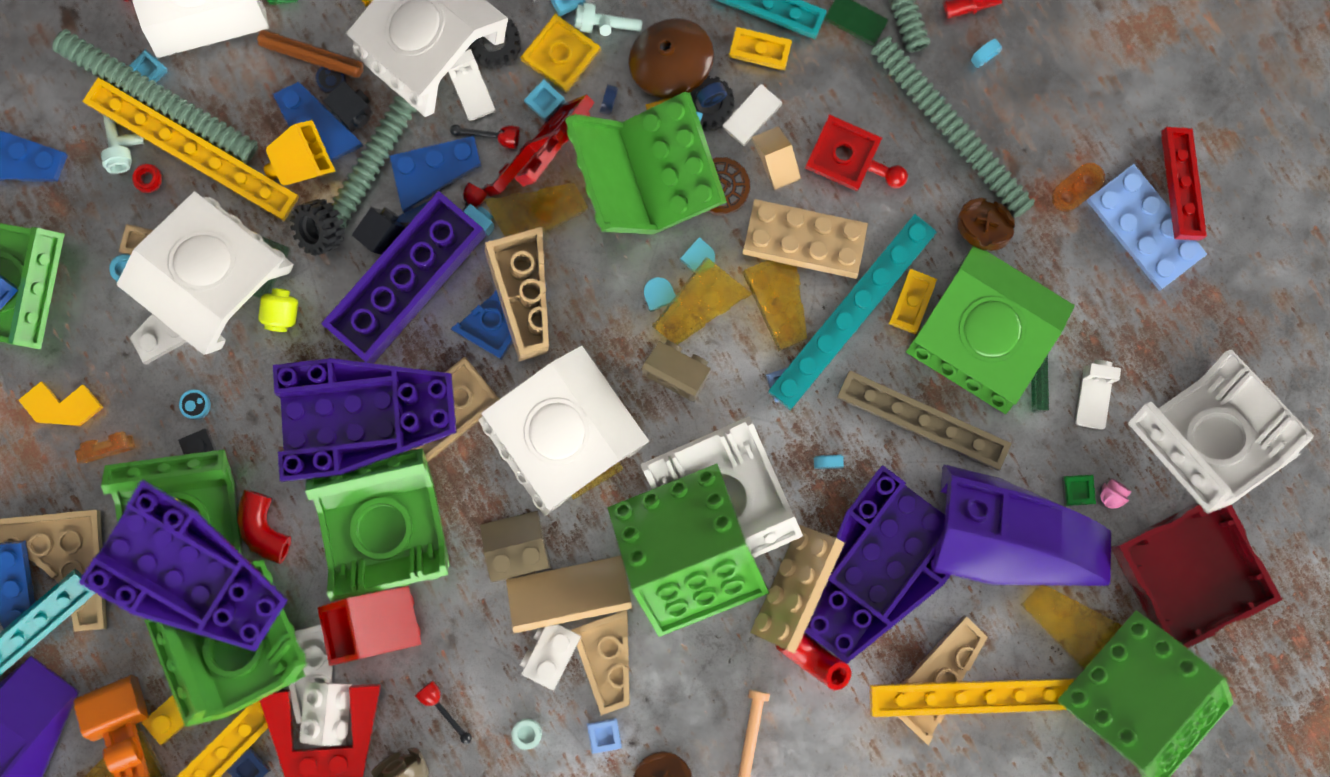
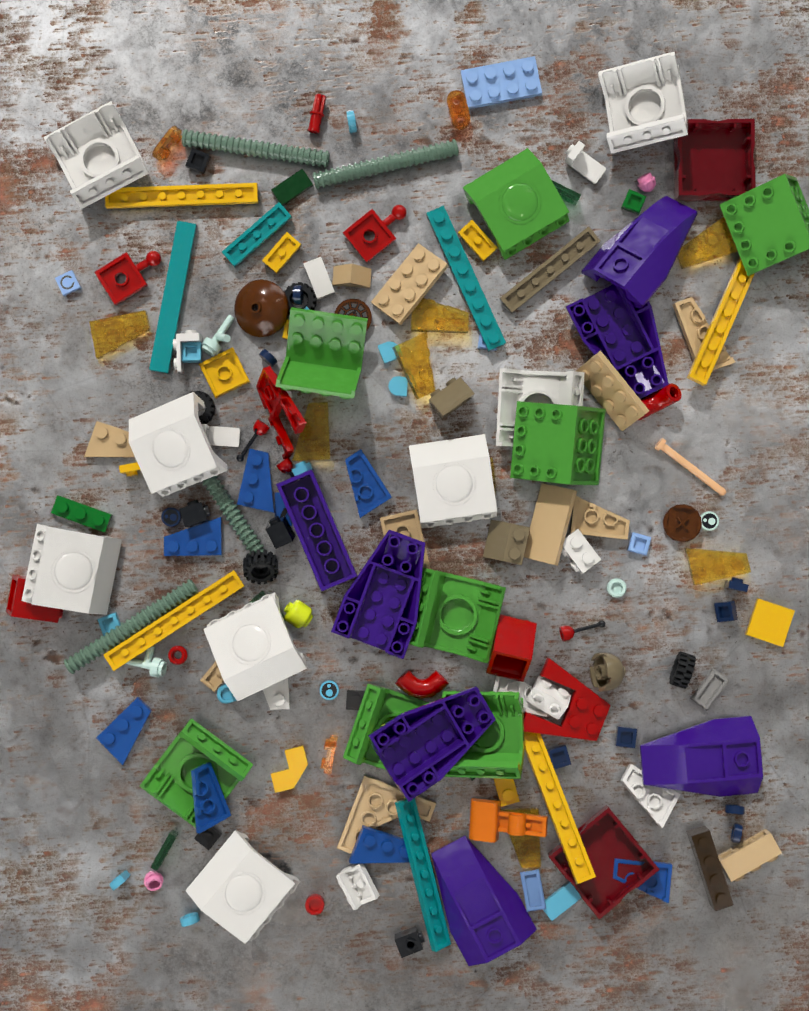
camera: 65 degrees left, 5 degrees up
(297, 155) = (212, 558): yellow torso -> none
(310, 53) = (134, 537): dark orange axle -> none
(521, 287) = (360, 464): tan wedge -> none
(544, 100) = (249, 396): medium azure plate -> none
(828, 462) = (547, 336): medium azure tile -> none
(985, 224) = (454, 174): reddish brown tile -> none
(1183, 183) = (487, 47): red plate -> none

